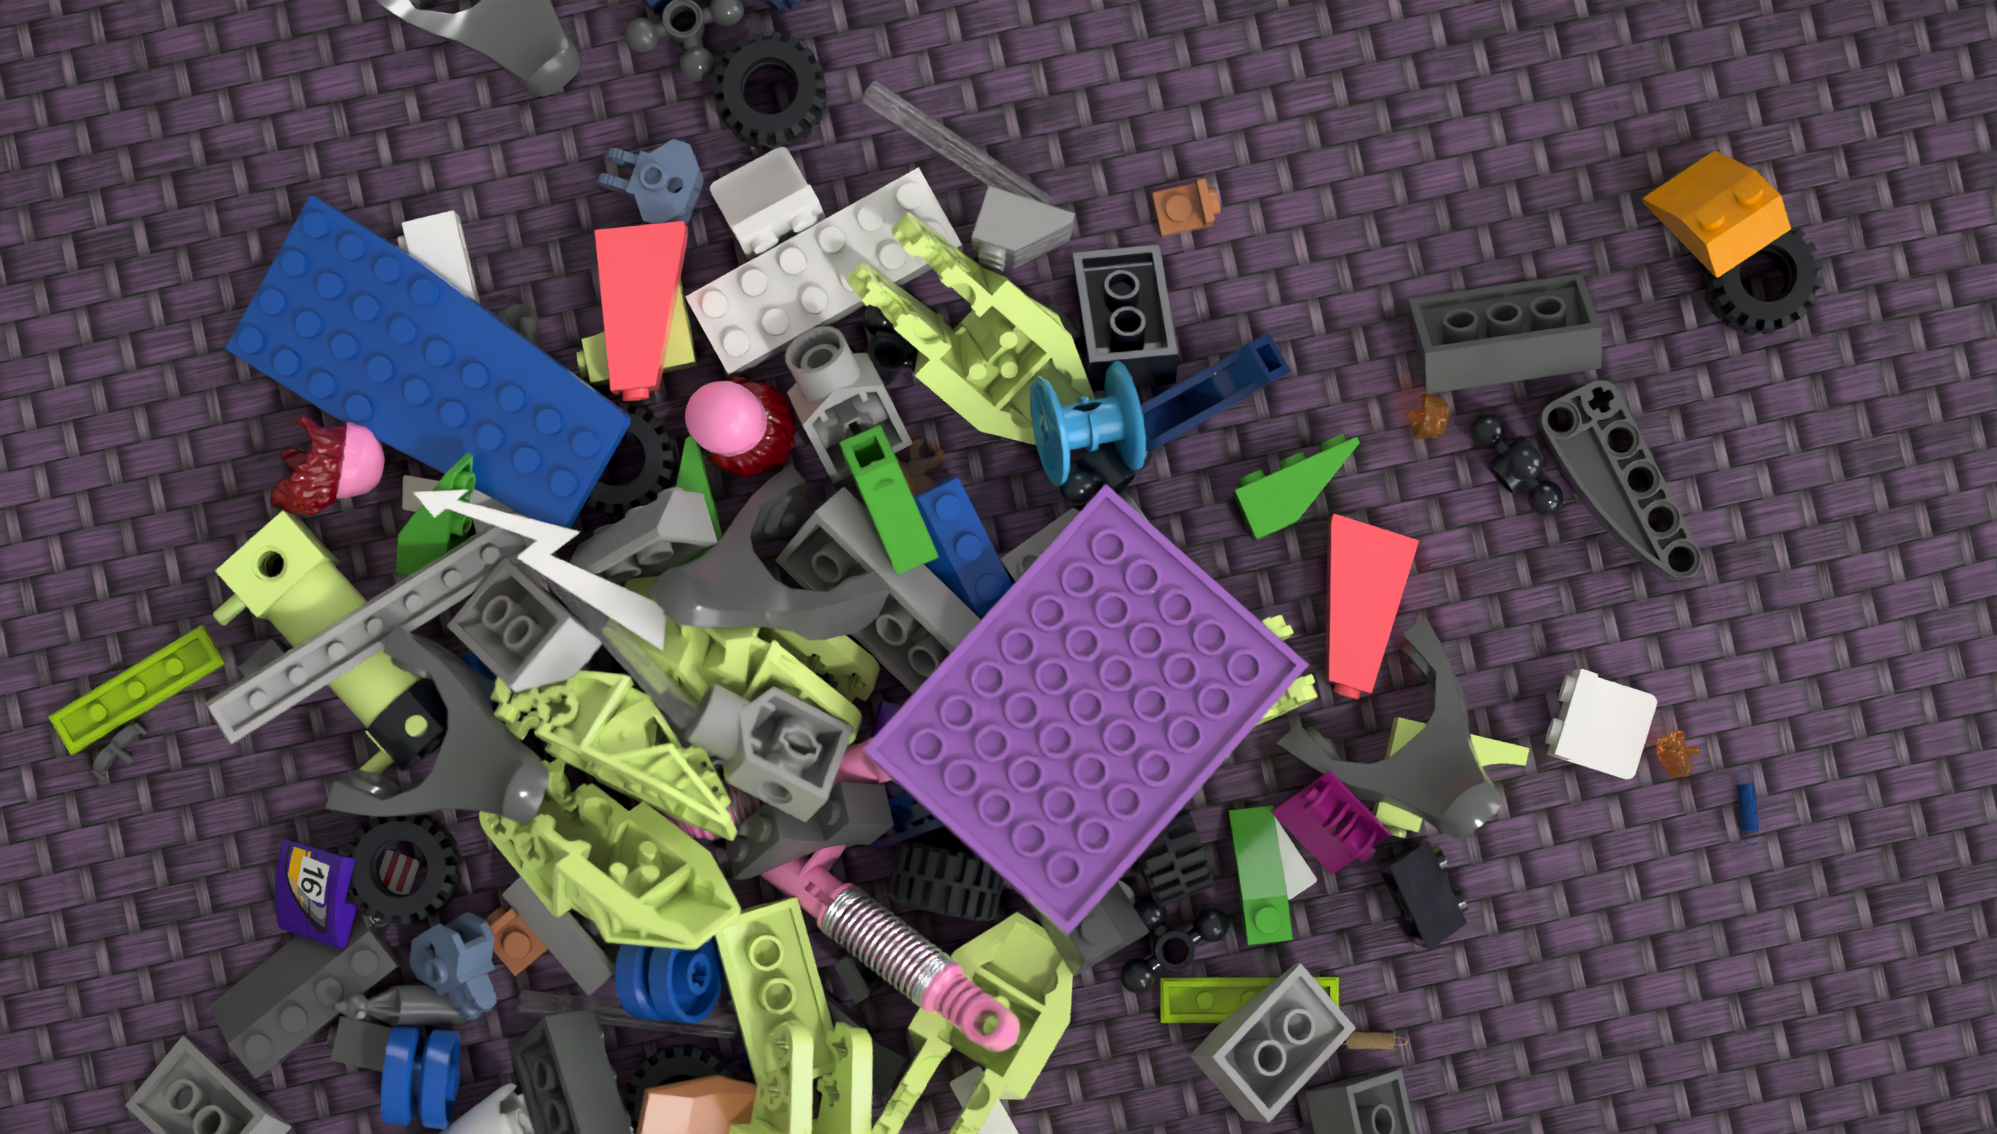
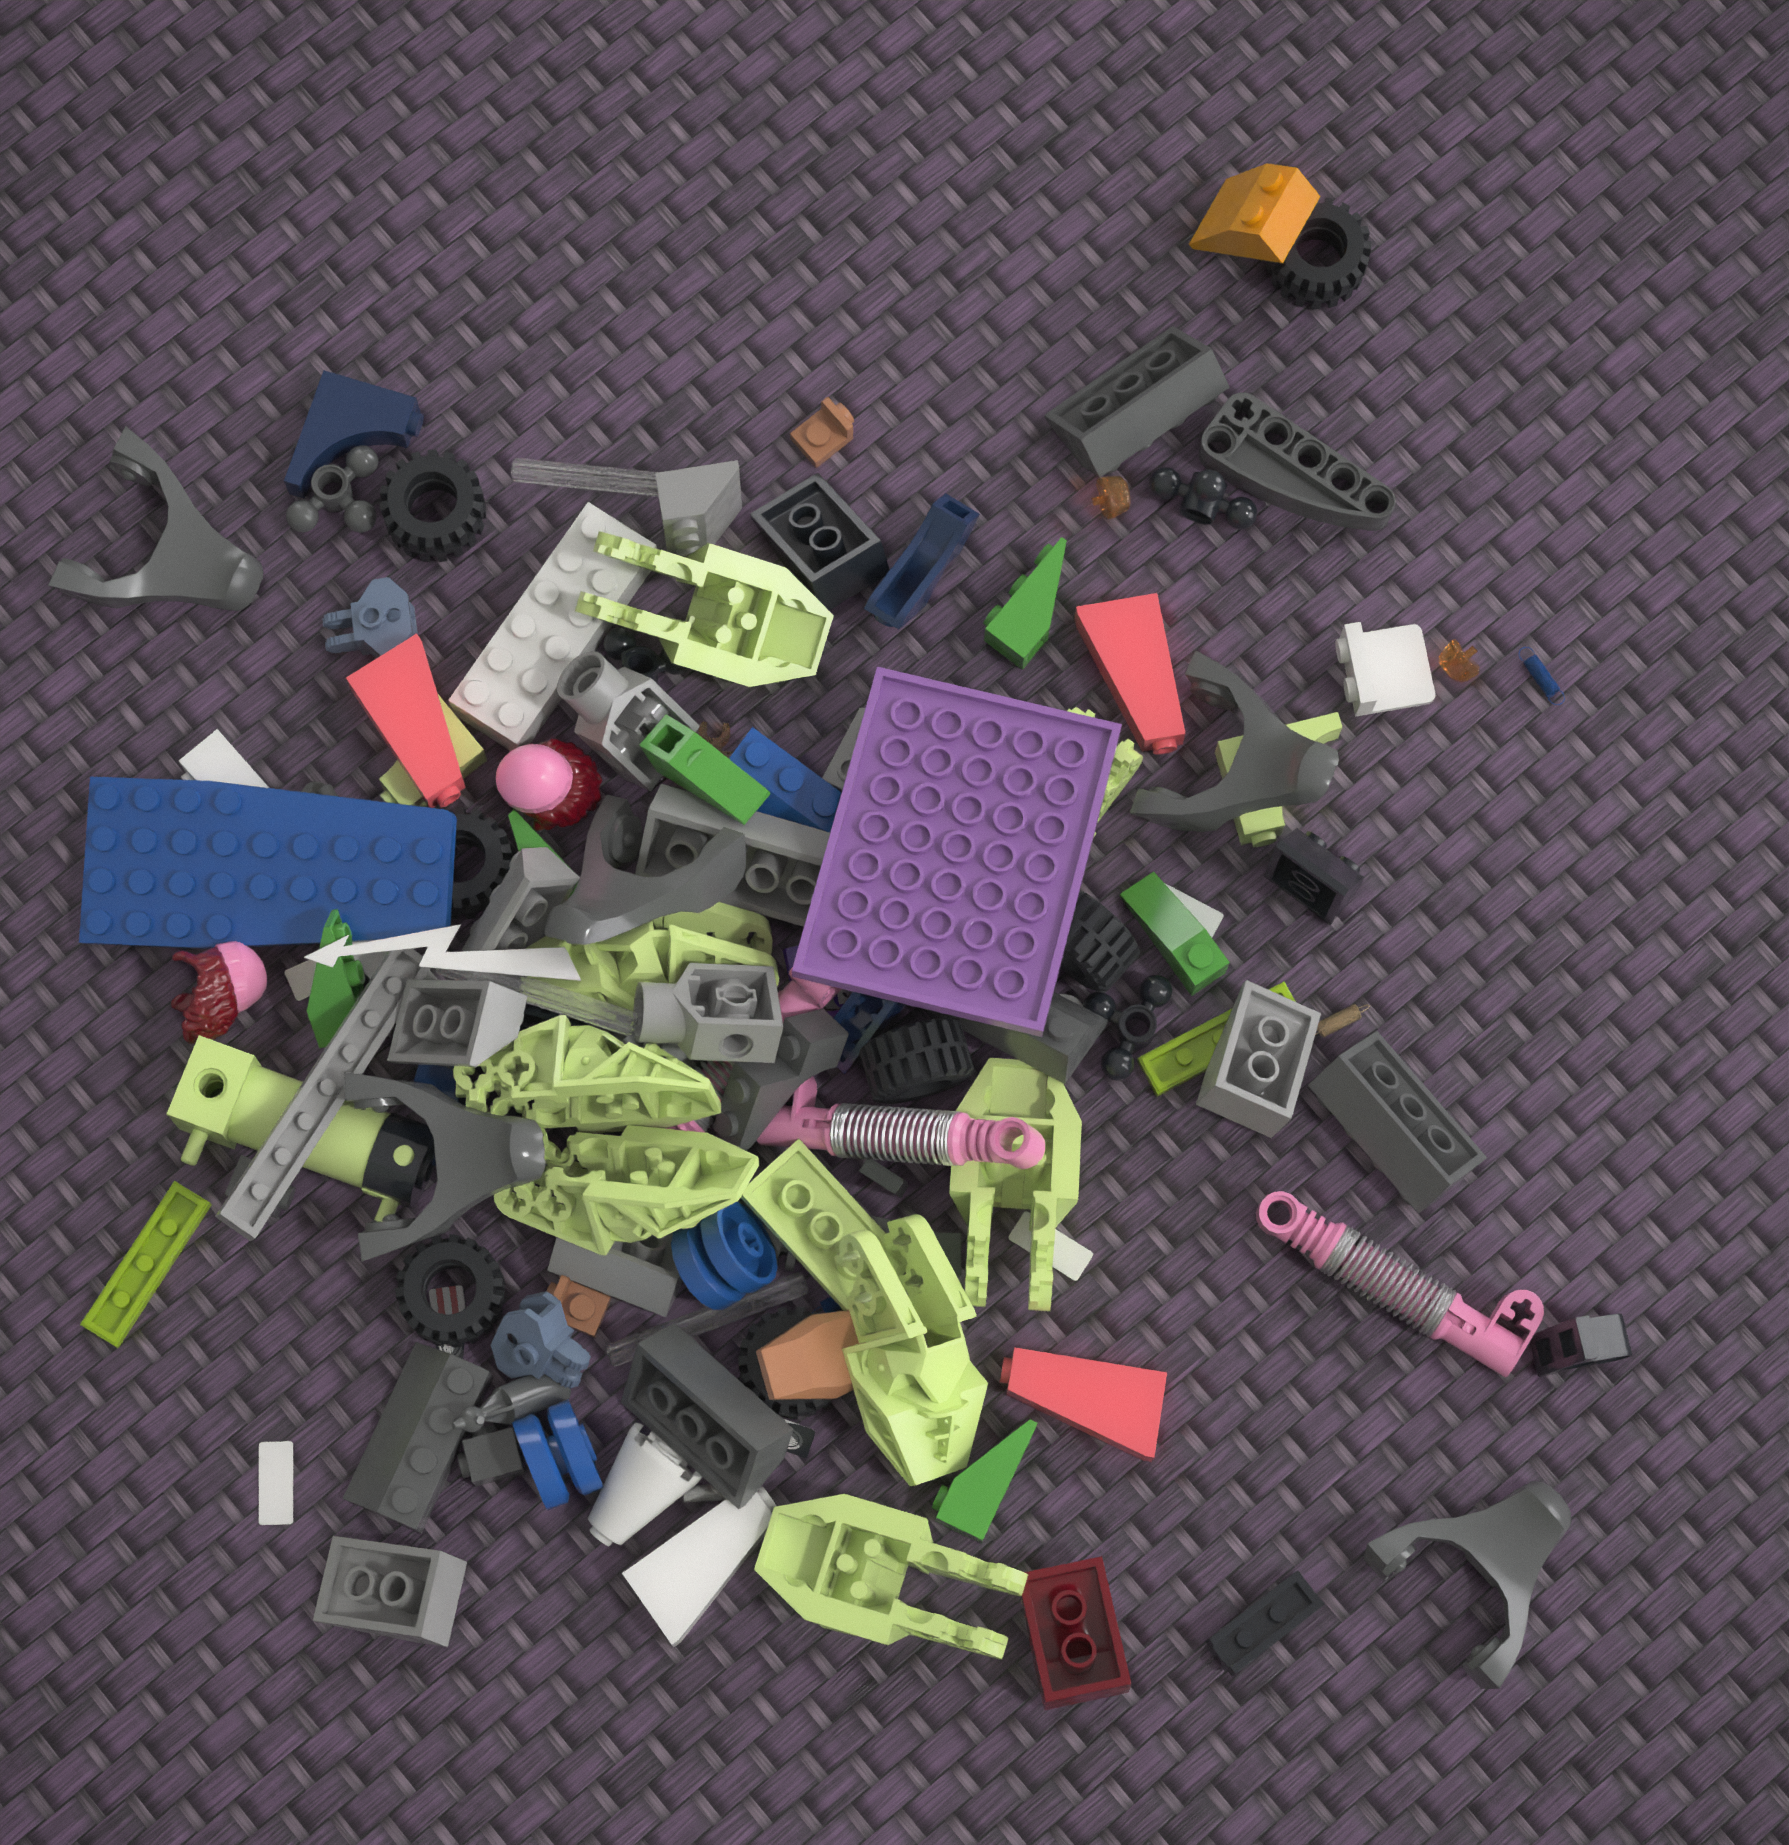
camera: 25 degrees left, 10 degrees down
(115, 749) = (152, 1322): dark grey piece -> none
(156, 957) = (275, 1483): none -> white sticker
(313, 893) = (386, 1350): dark purple slope -> none
(767, 202) = (476, 595): white bracket -> none
(1088, 423) = (856, 613): dark azure piece -> none
(1095, 471) = (862, 665): black piece -> none
(1331, 823) = (1209, 855): magenta hinge -> none

